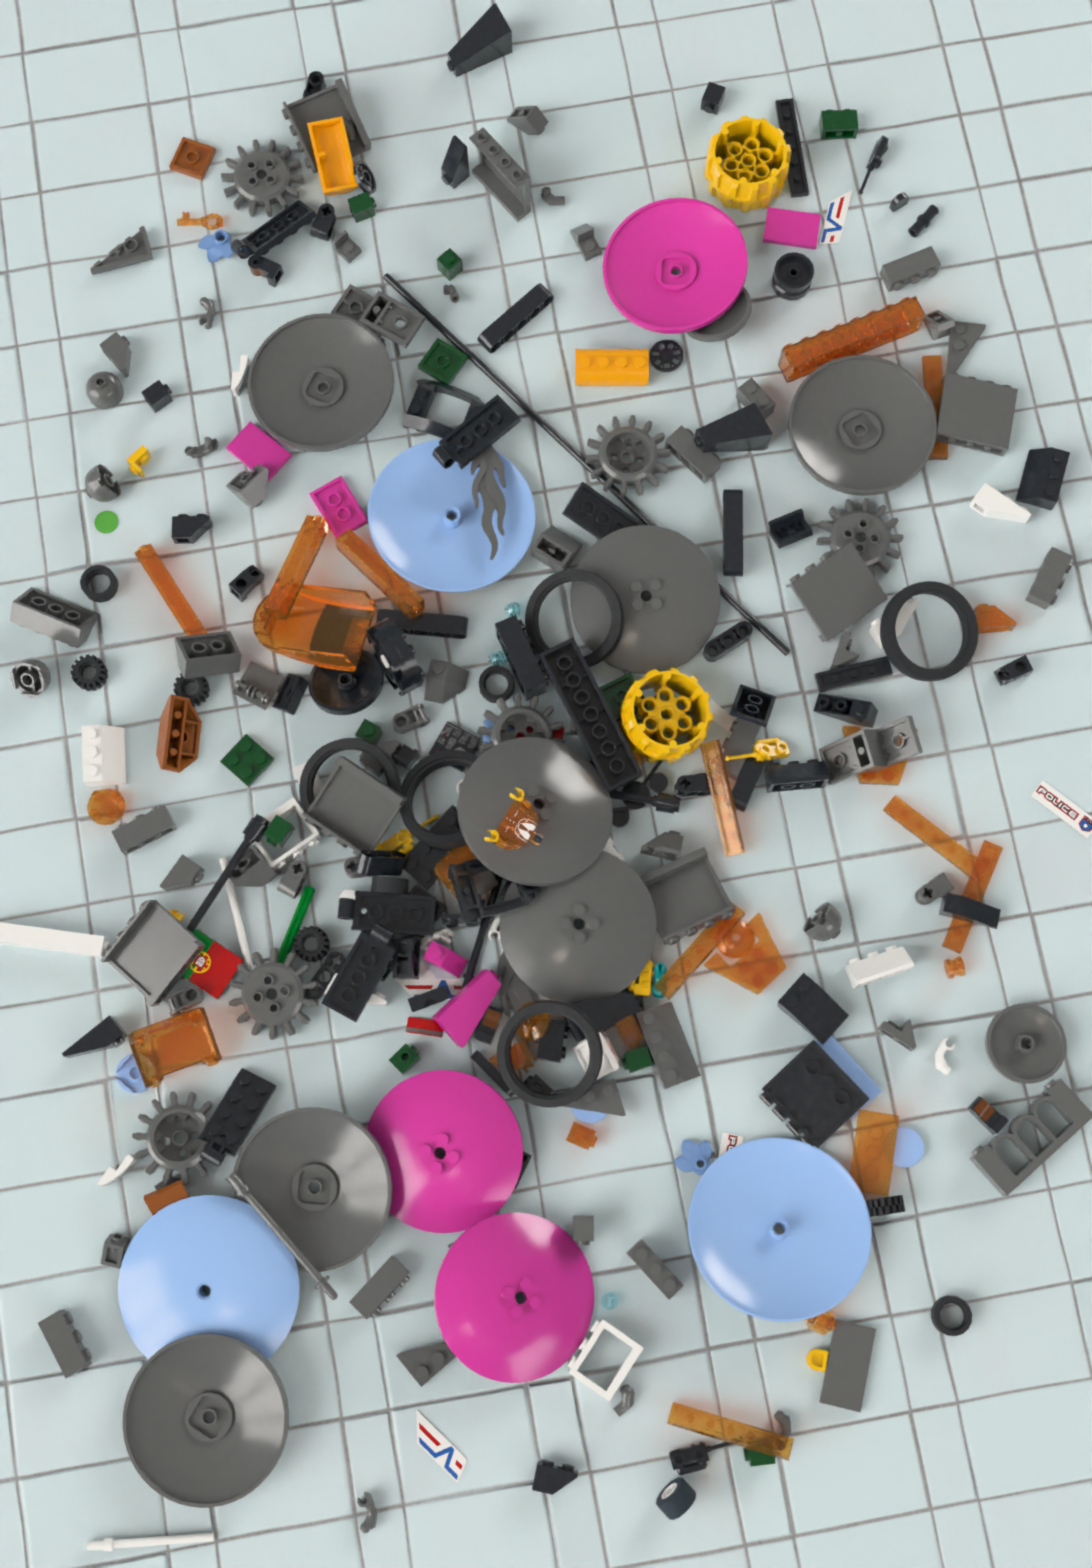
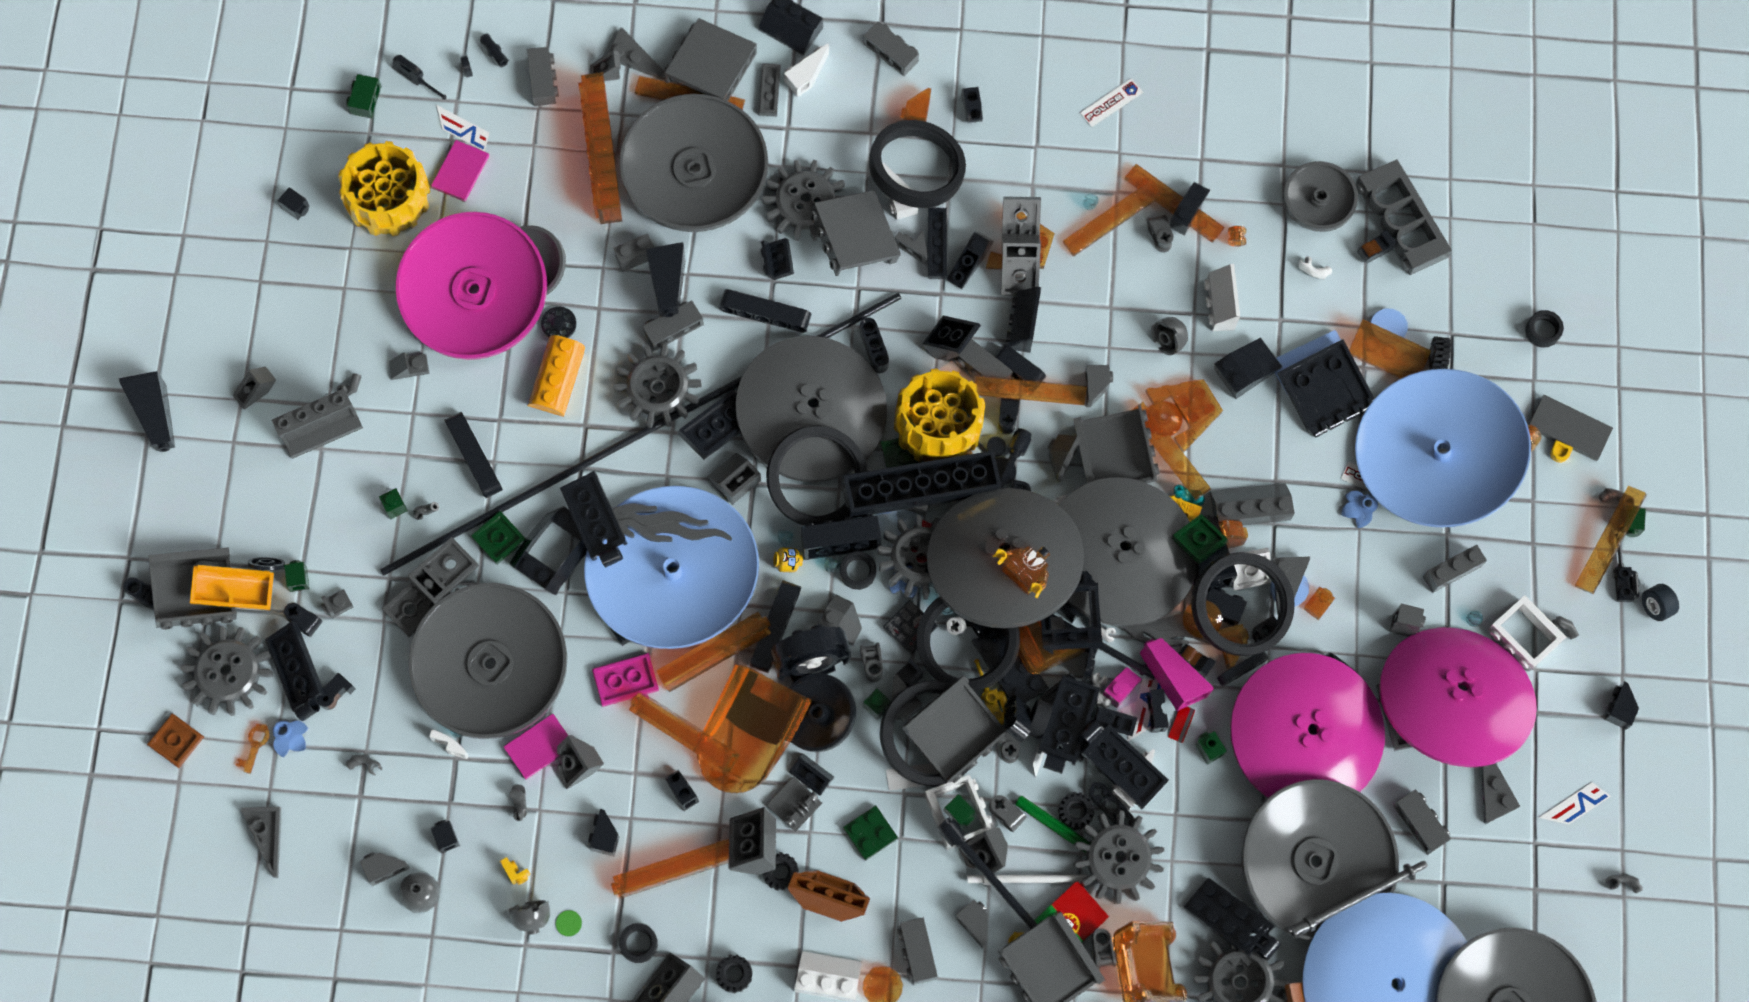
camera: 80 degrees left, 5 degrees down
(455, 165) = (285, 467): black slope -> none
(488, 616) = (787, 559): none -> yellow head
(608, 997) = (1200, 539): none -> dark green plate
(637, 1060) = (1259, 533): dark green brick -> none
(751, 863) = (1097, 382): none -> dark grey slope
(764, 750) = (994, 340): yellow piece -> none
(788, 124) = (352, 143): black tile -> none
(792, 276) = (516, 182): black wheel -> none
(904, 1037) = (1288, 297): dark grey slope -> none
(949, 812) = (1090, 201): none -> clear light blue hinge
(966, 477) = (769, 90): none -> dark grey tile

